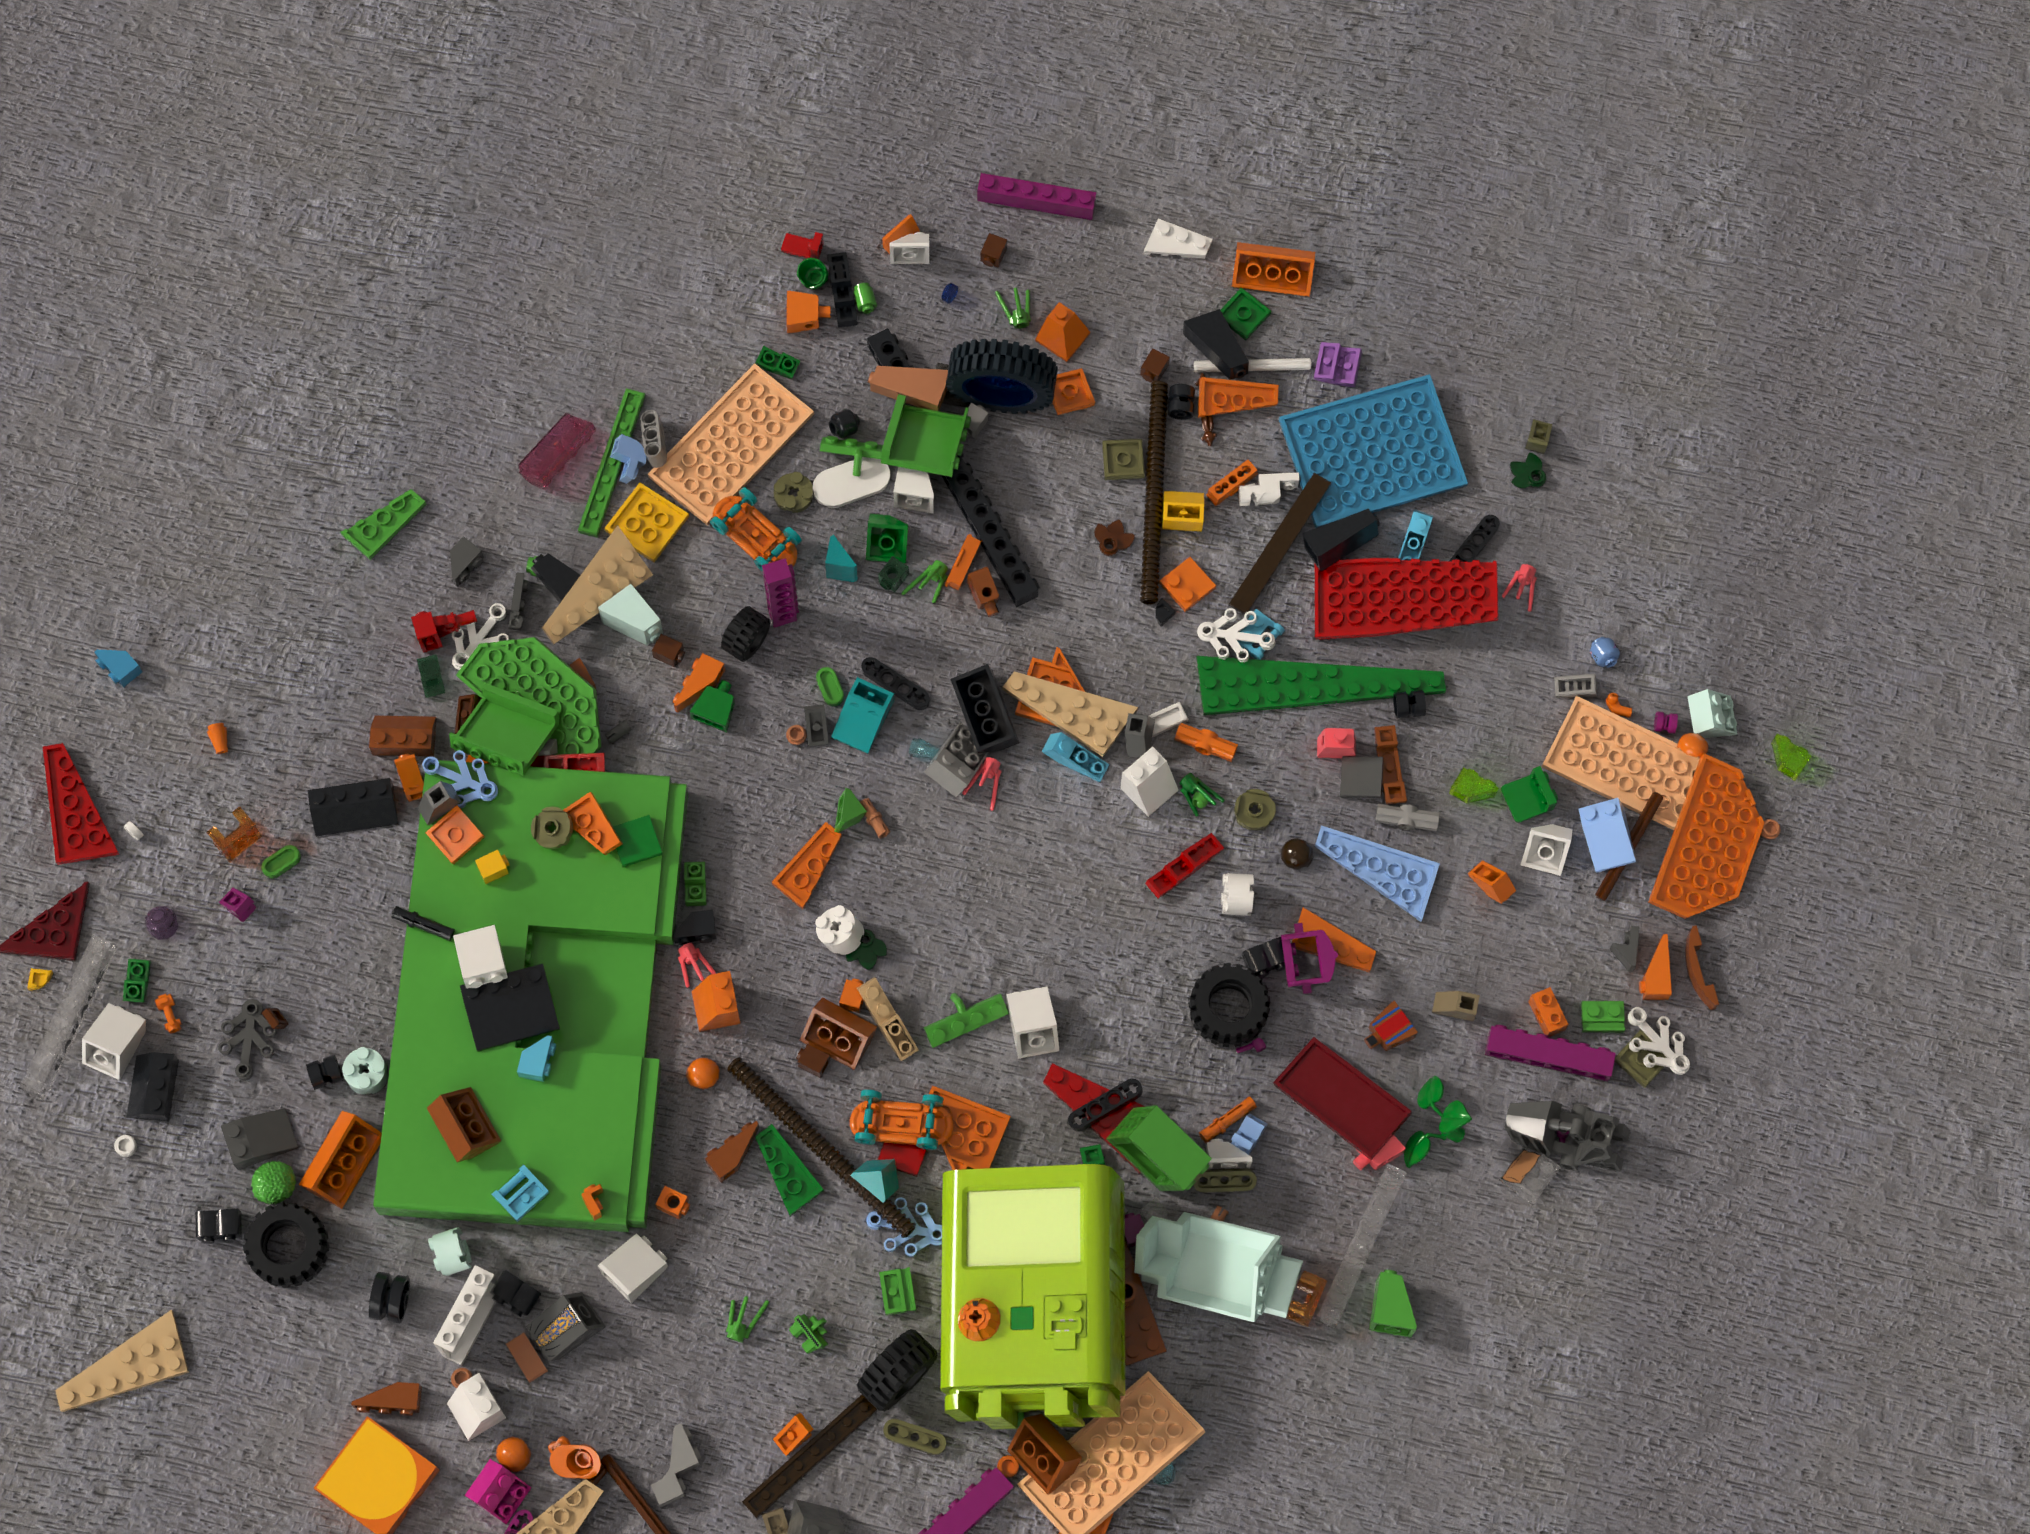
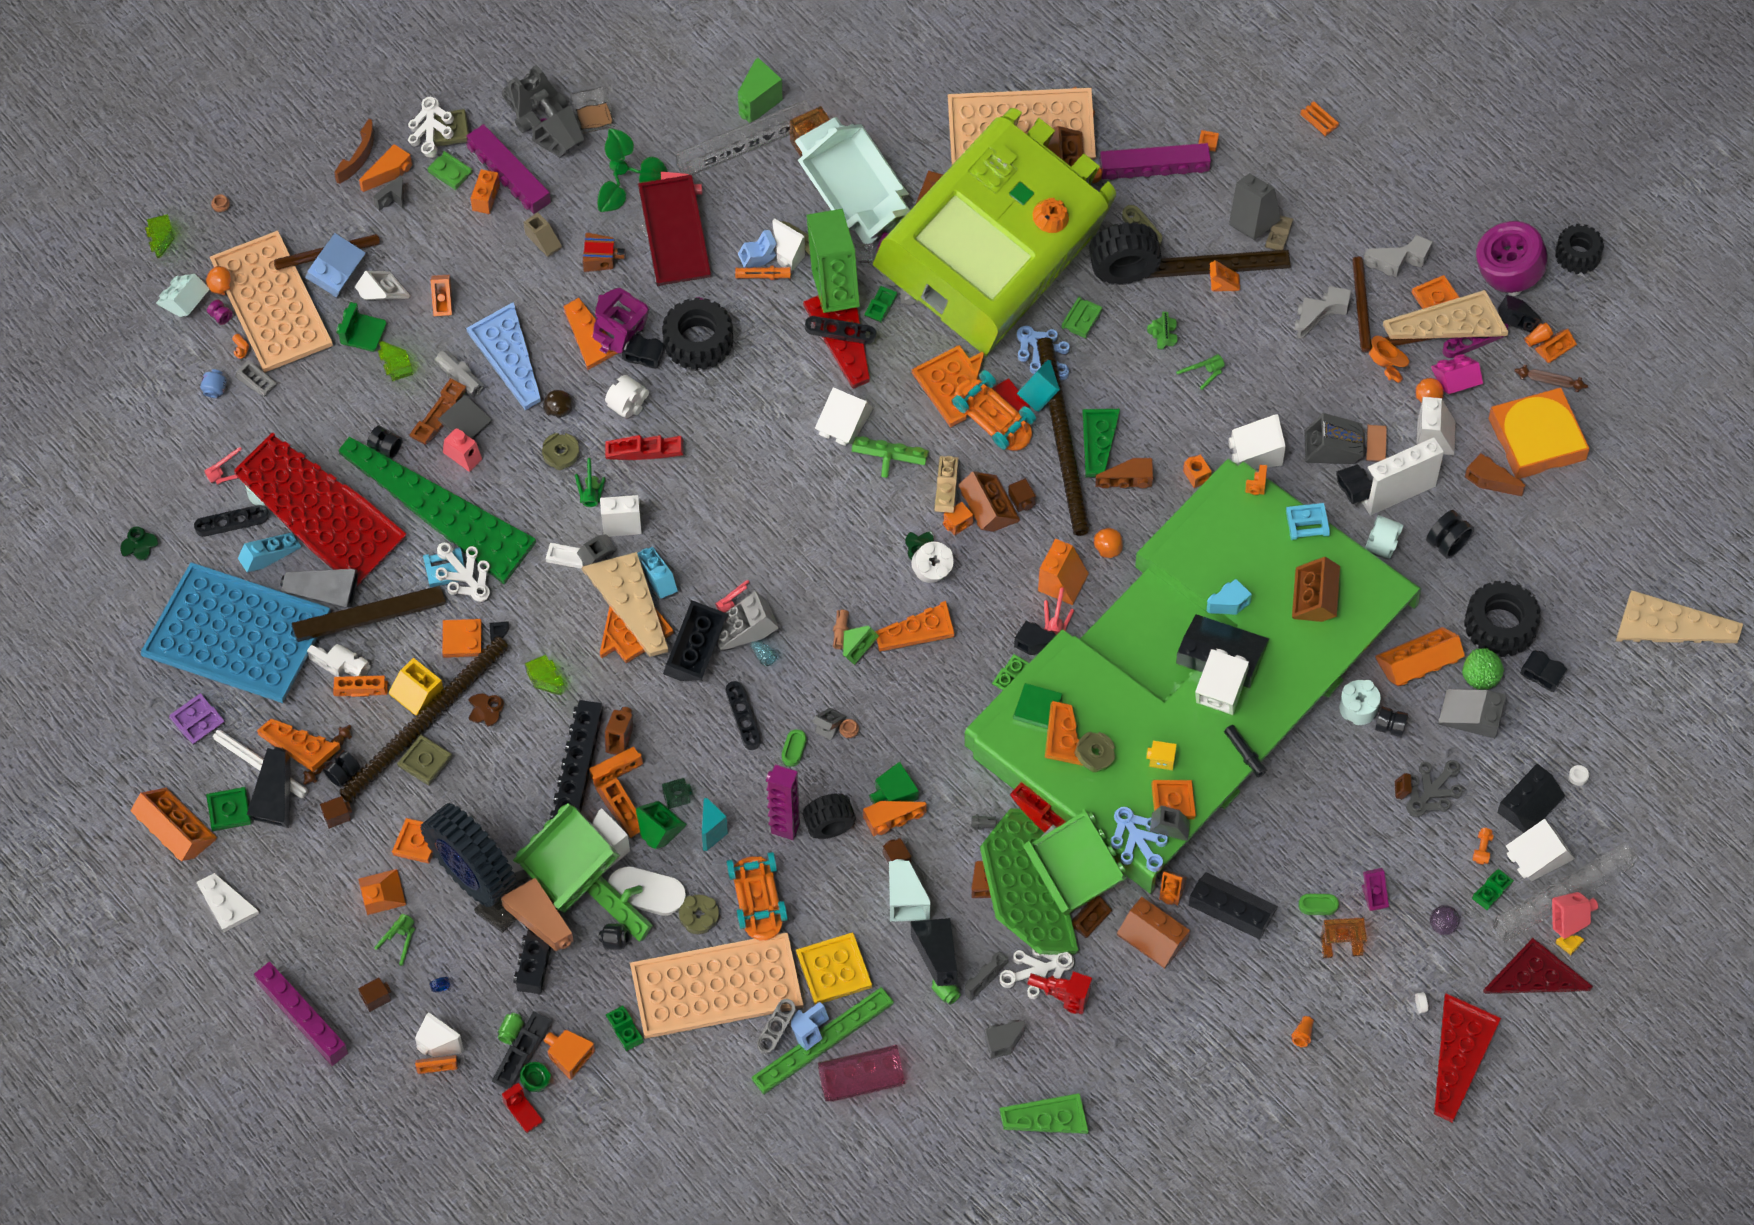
camera: 140 degrees left, 10 degrees down
(47, 989) = (1572, 913): none -> coral torso
(119, 664) = (1345, 1146): dark azure slope -> none
(431, 676) = (1099, 964): clear green slope -> none
(606, 575) = (913, 929): tan wing -> none
(863, 715) = (787, 704): teal slope -> none
(934, 532) = (619, 805): none -> orange slope
(936, 572) = (641, 772): bright green plant -> none
(1089, 596) = (543, 675): none -> clear neon green slope
(1206, 742) = (552, 517): orange piece -> none
(1538, 436) = (104, 557): olive slope -> none
(1709, 843) = (271, 216): orange plate -> none

